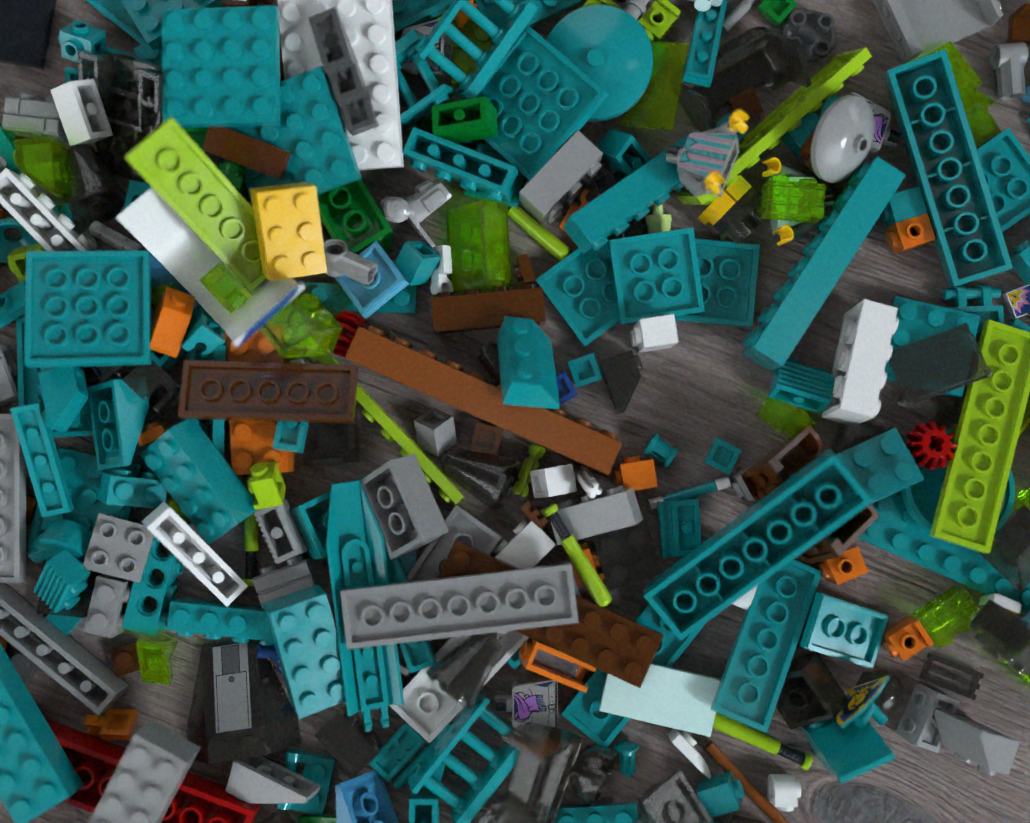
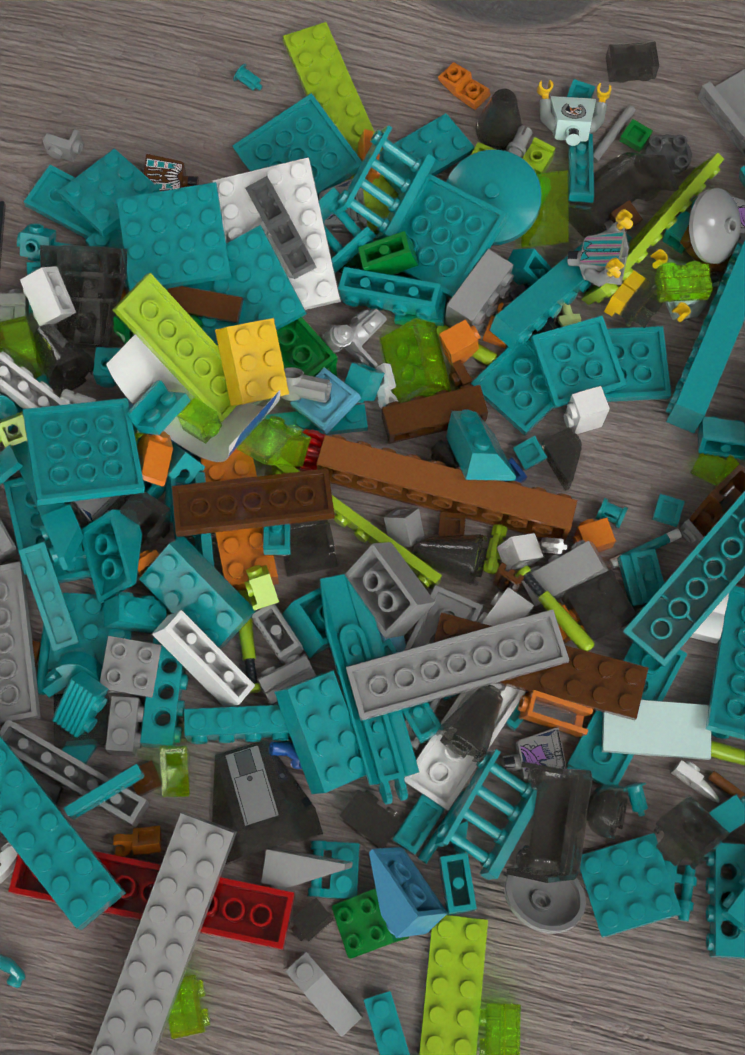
camera: 15 degrees left, 15 degrees down
(70, 684) = (104, 792): none -> teal tile
(178, 268) = (157, 409): none -> teal bracket
(528, 235) = (459, 342): none -> orange slope

